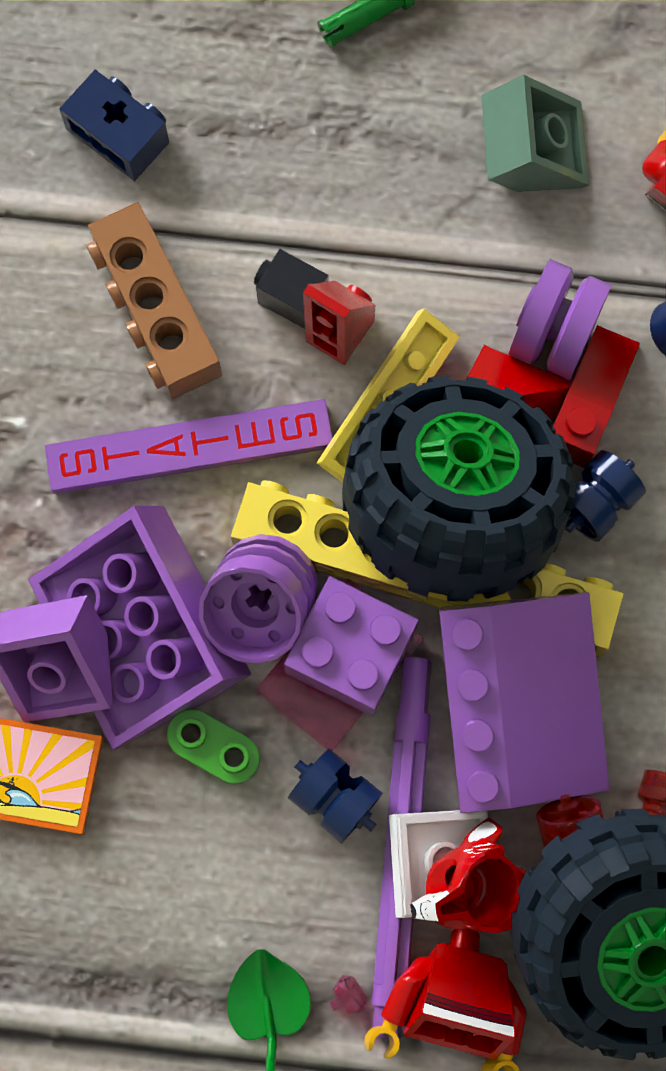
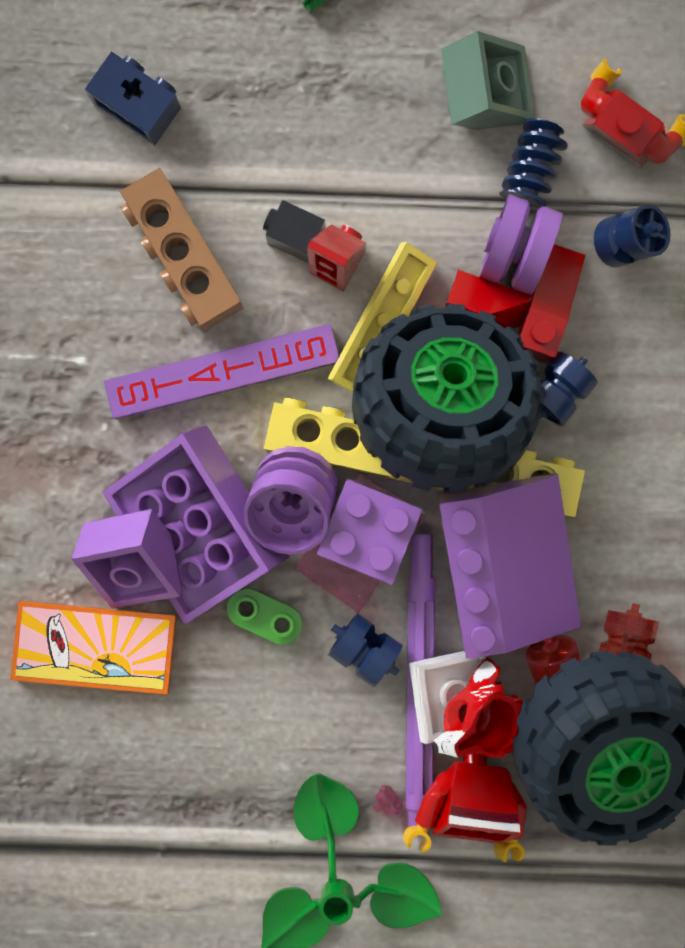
camera: 10 degrees left, 10 degrees up
(584, 228) = (533, 161): none -> dark blue piece

